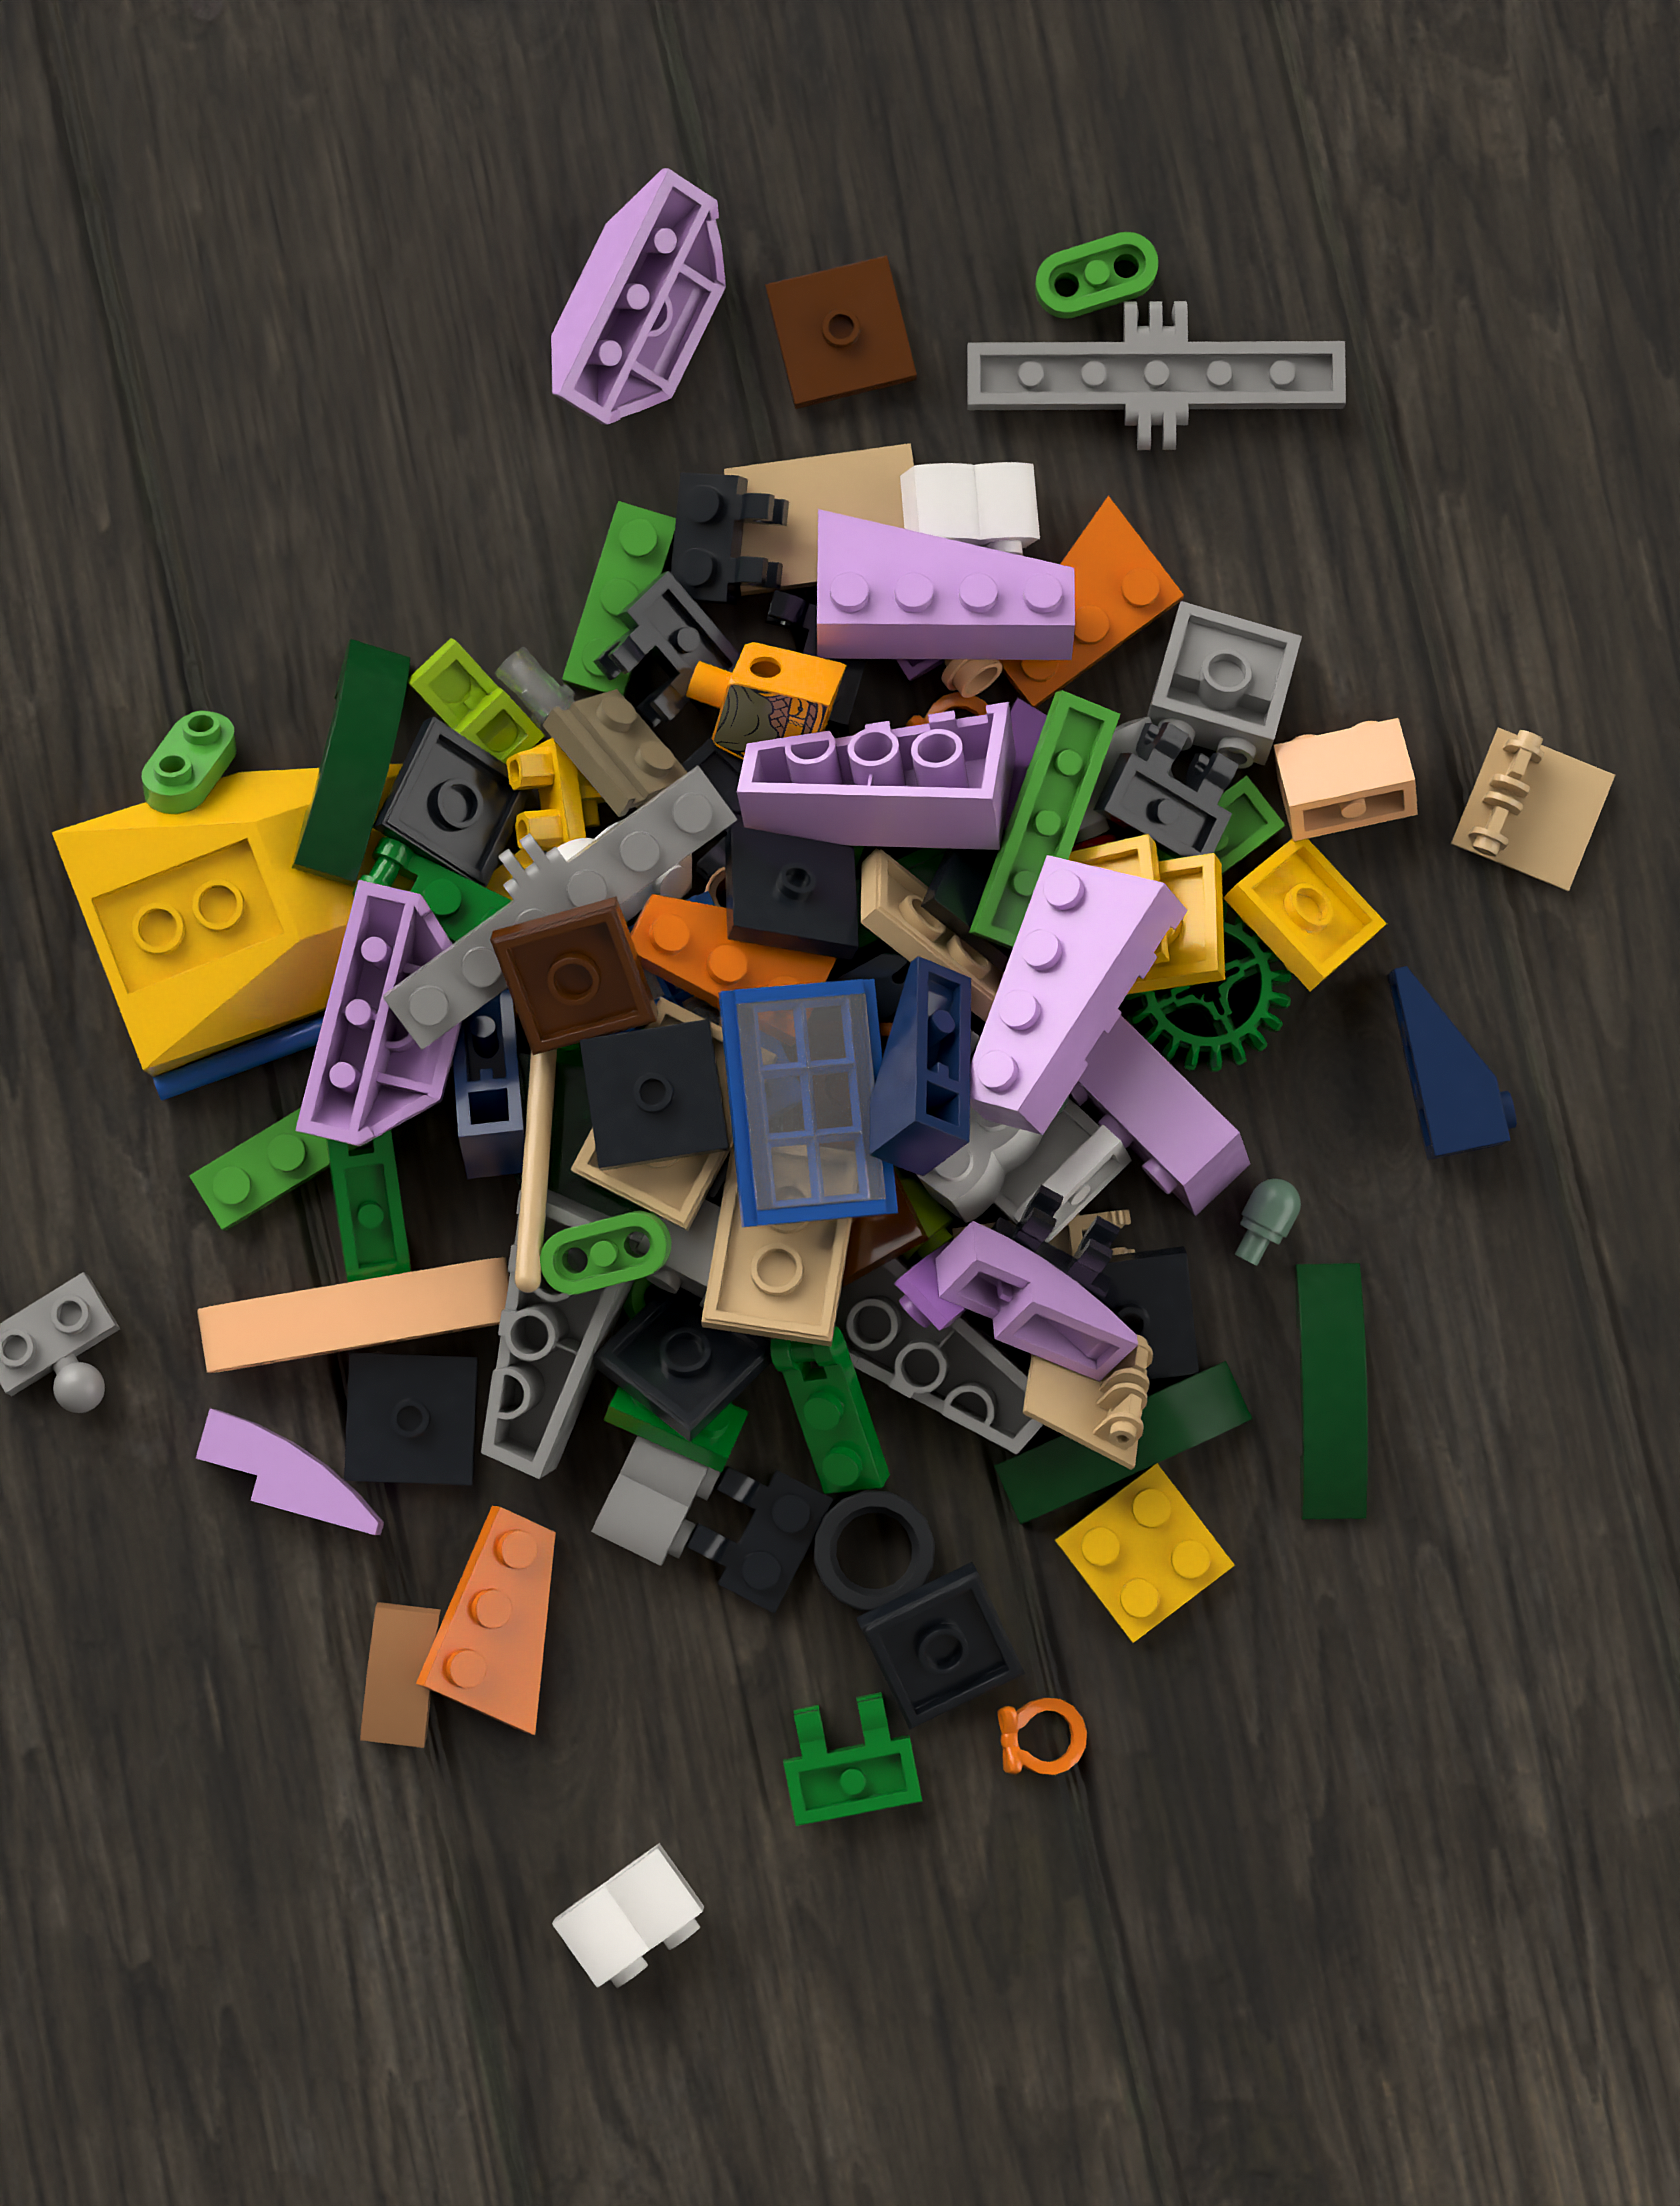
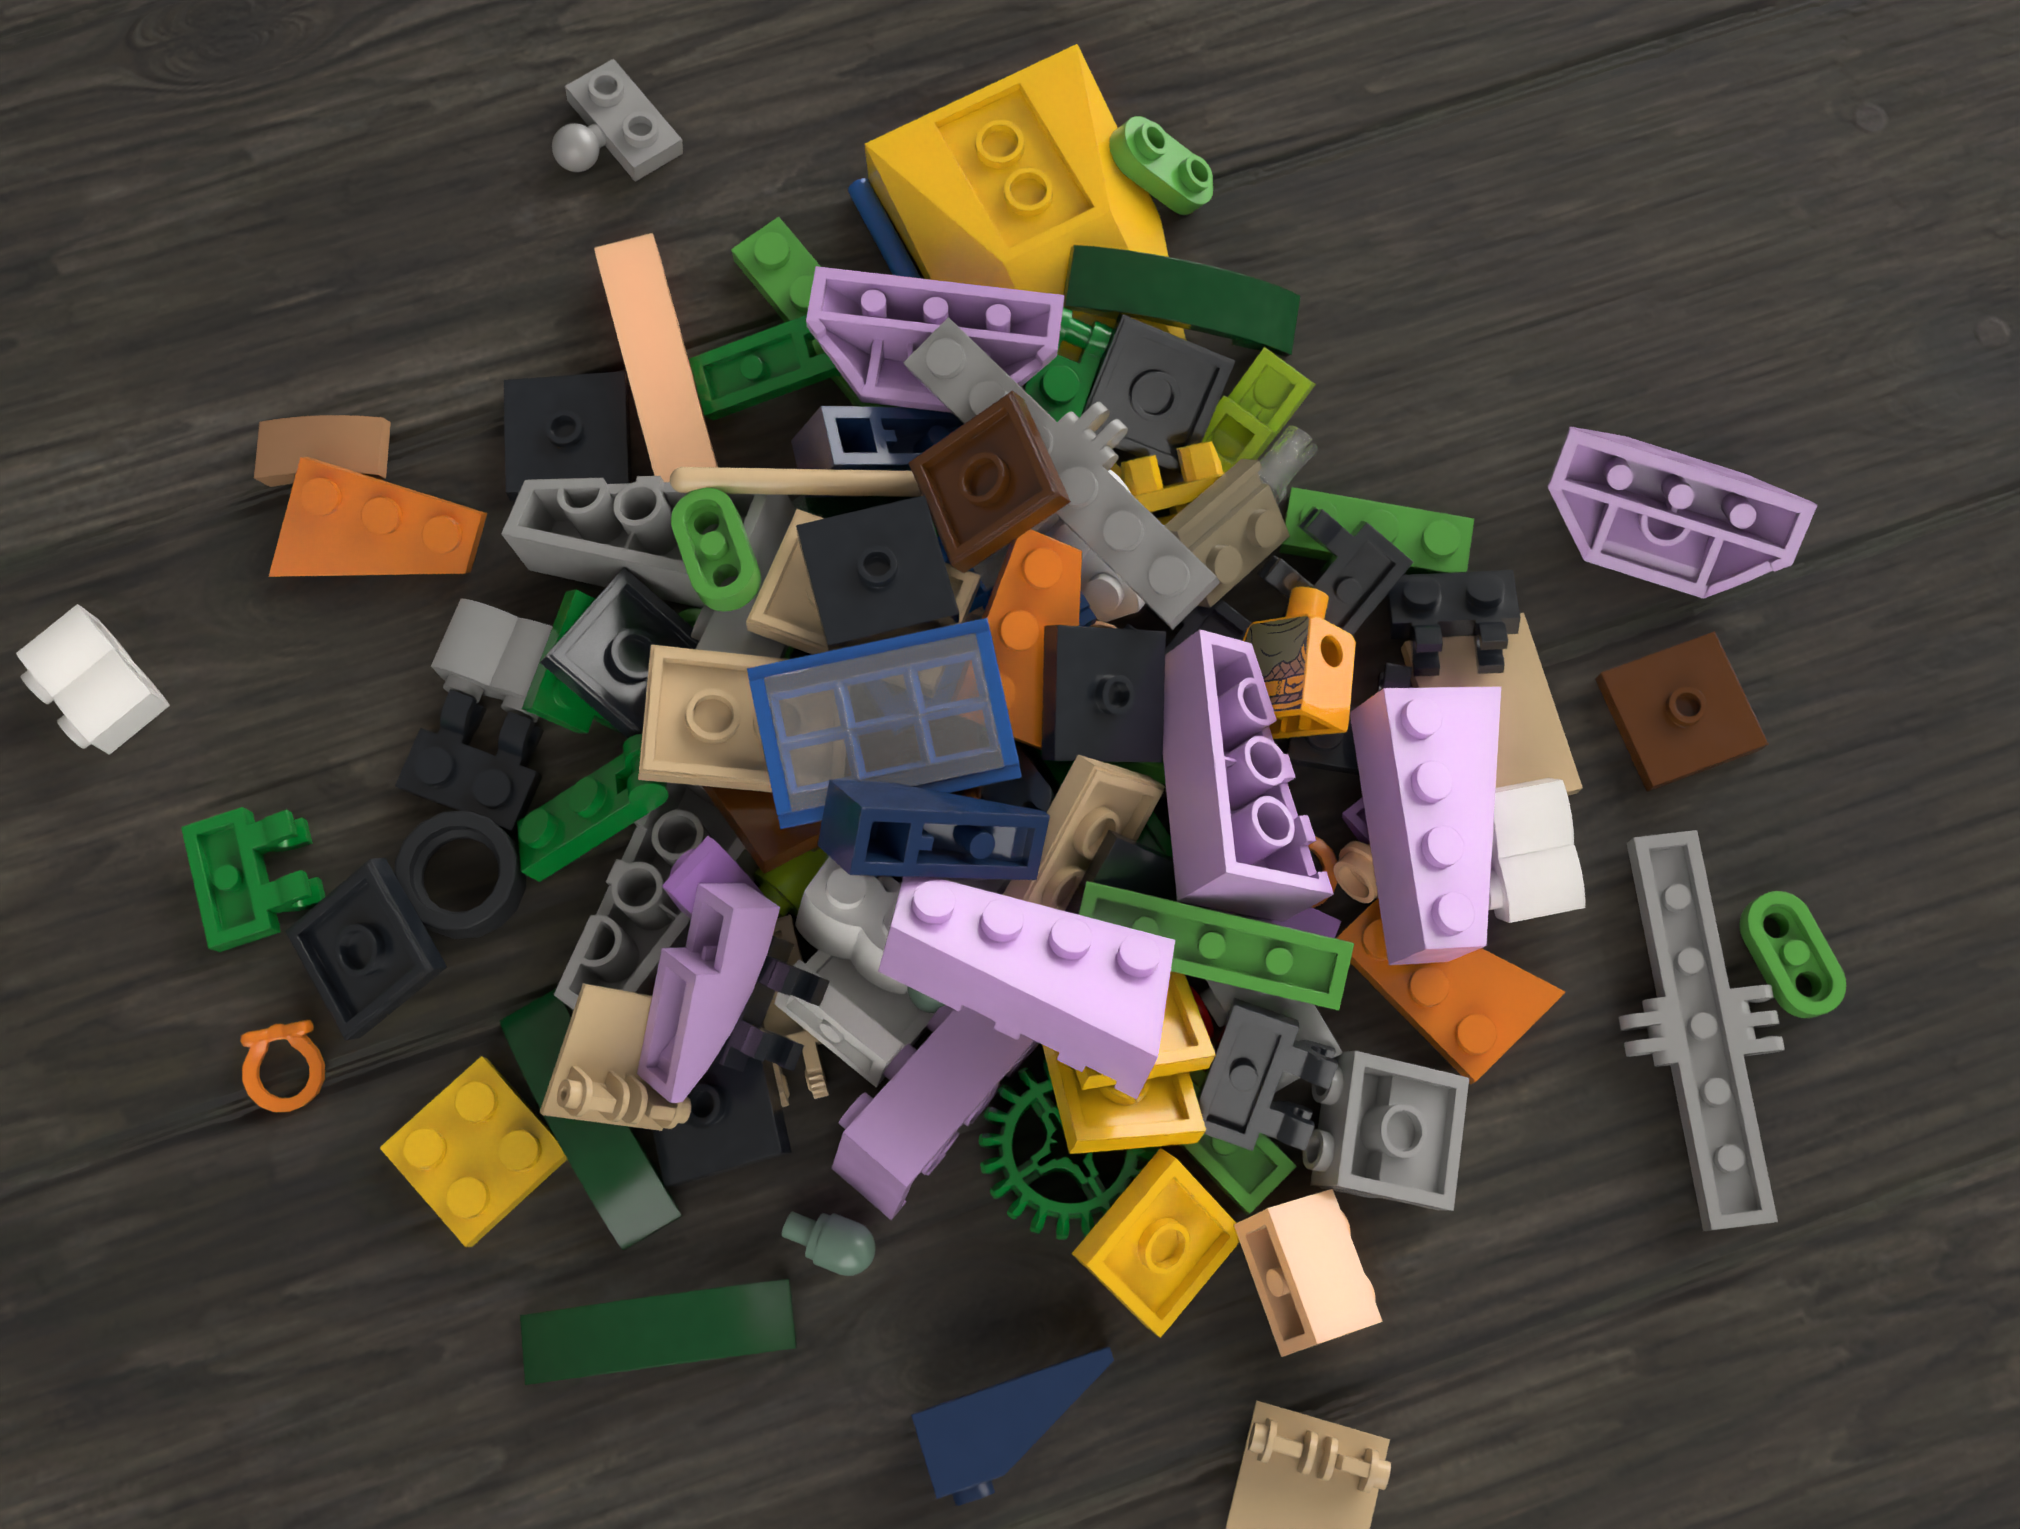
camera: 85 degrees right, 10 degrees down
(285, 1473) = (504, 327): lavender slope -> none

